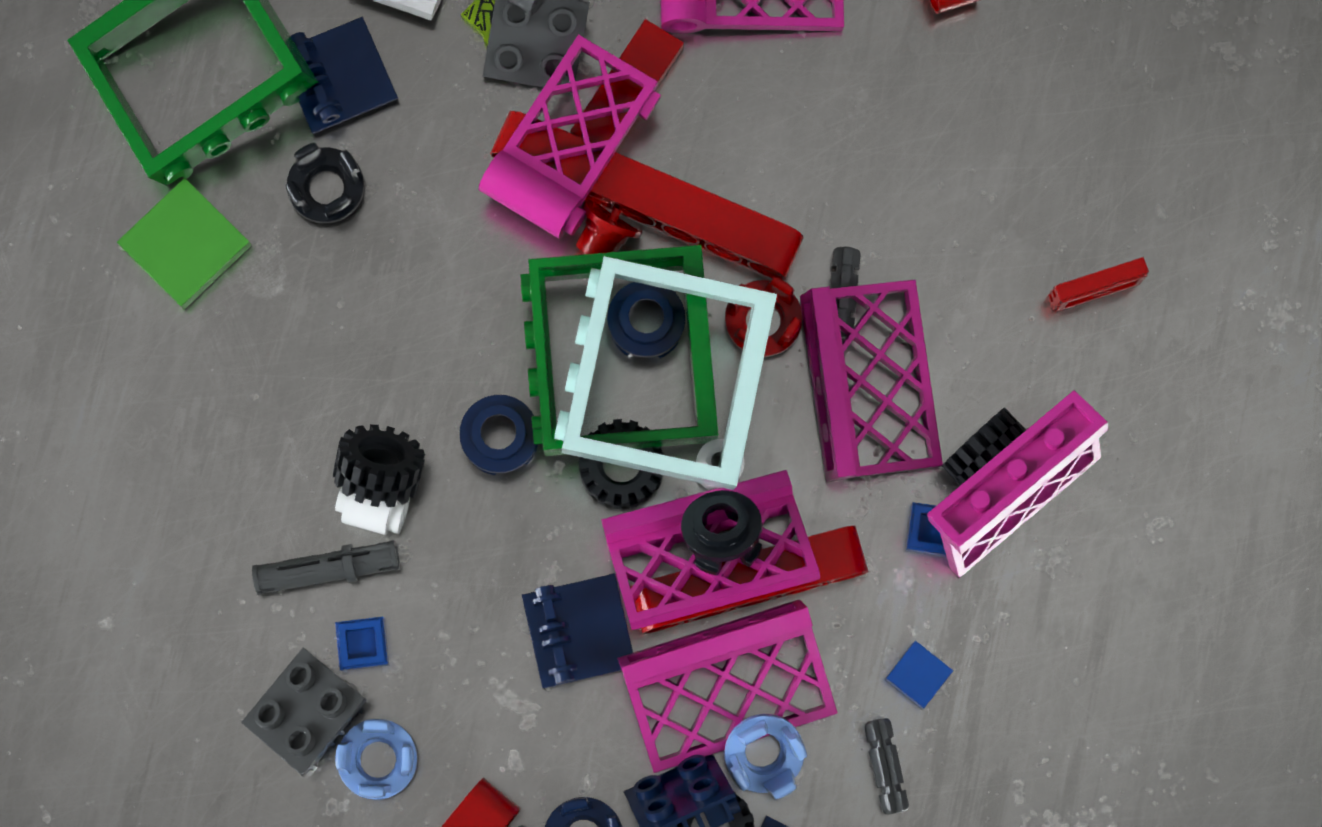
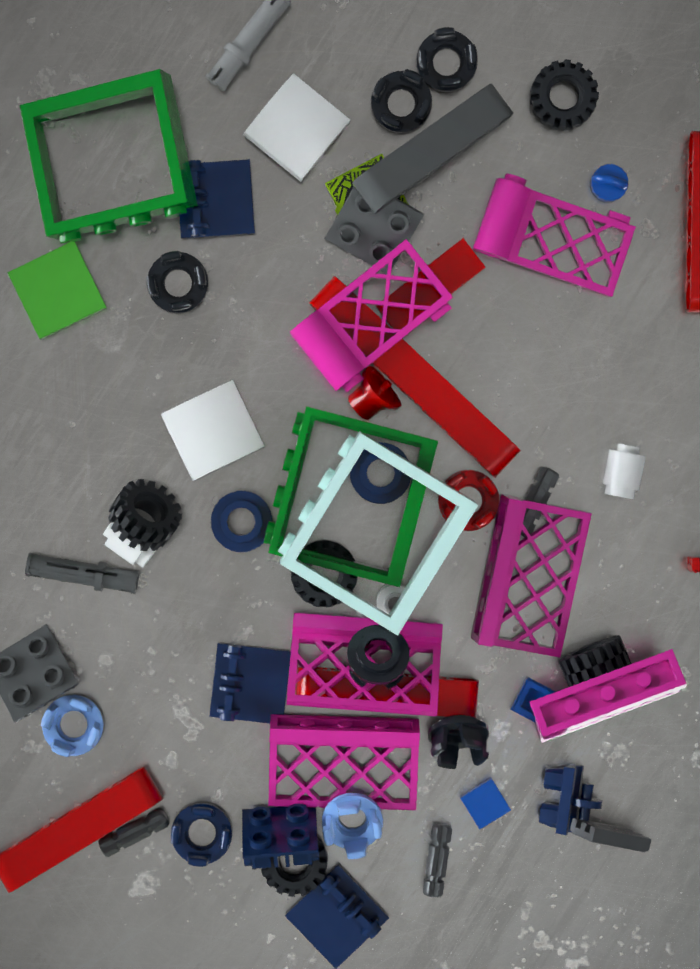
camera: 20 degrees right, 10 degrees up
(362, 643) = (90, 637): blue tile -> none
(426, 341) = (212, 430): none -> white slope
(848, 614) = (447, 742): none -> black piece
(934, 219) = (623, 471): none -> white brick
(1010, 610) = (569, 782): none -> dark blue hips
(1085, 653) = (610, 835): none -> dark grey tile

